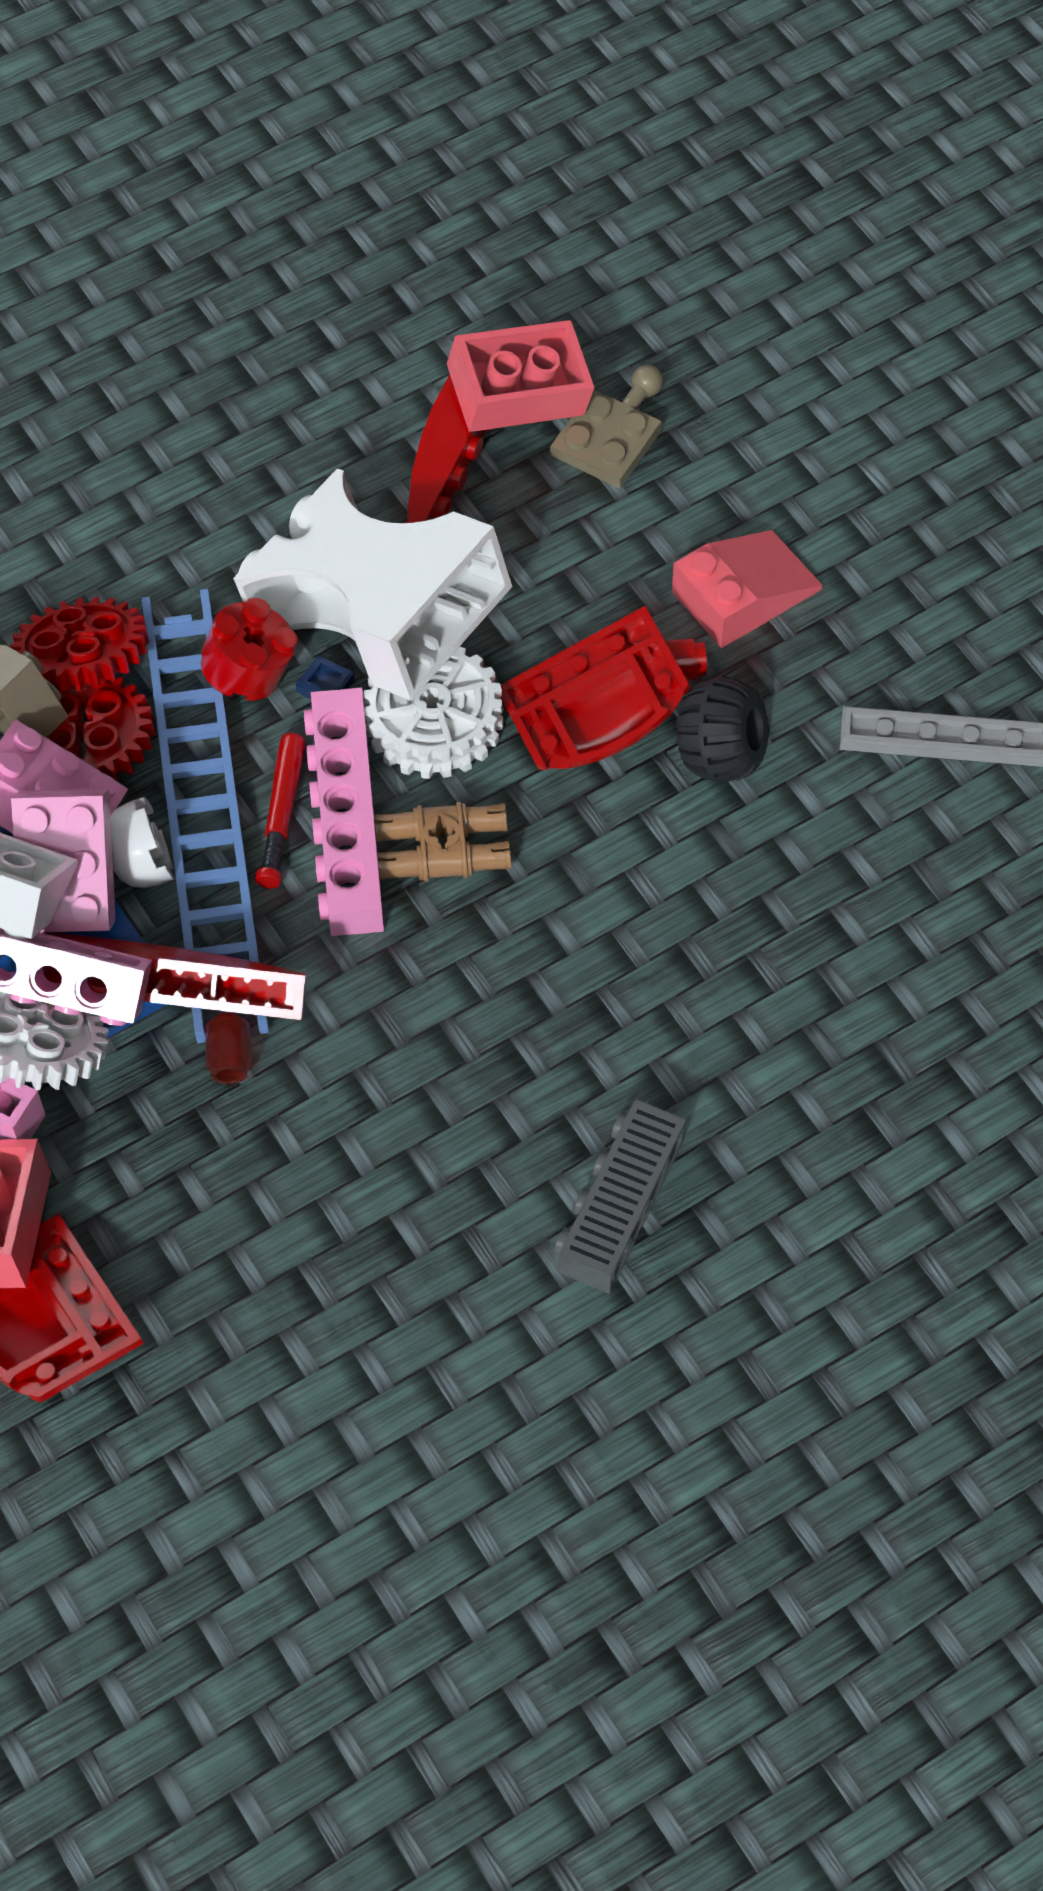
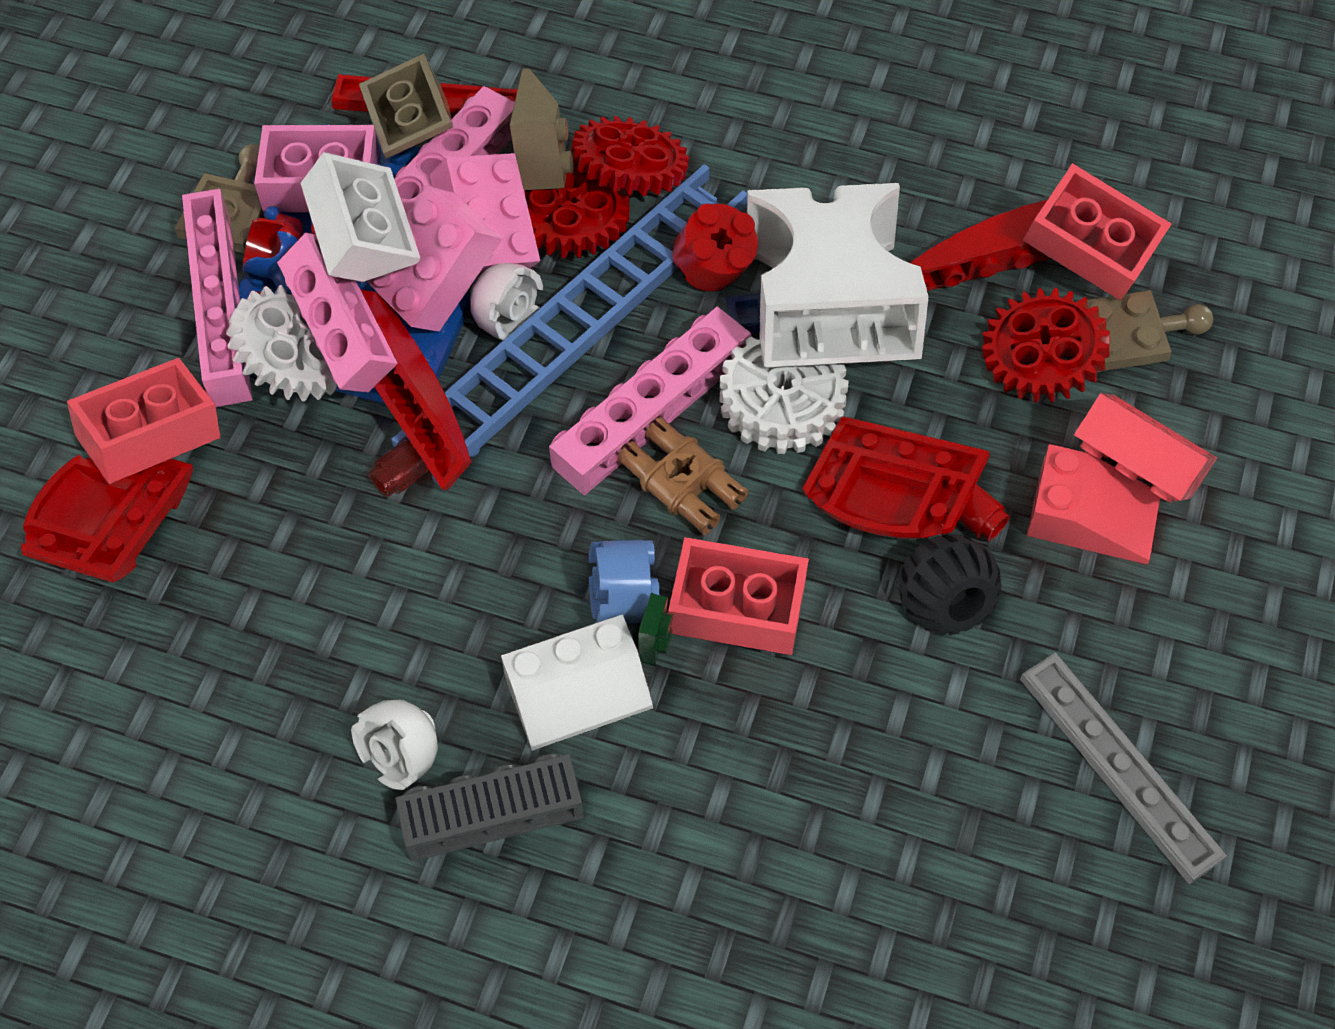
camera: 50 degrees right, 0 degrees up
(283, 793) = (622, 360): red piece -> none
(504, 1224) = (397, 741): none -> white cylinder
(510, 952) = (621, 579): none -> medium blue brick
(565, 1055) = (577, 682): none -> white slope
(572, 497) = (1046, 345): none -> red gear
(579, 958) = (655, 629): none -> dark green plate
(600, 879) = (738, 595): none -> coral brick
(738, 505) = (1144, 448): none -> coral brick

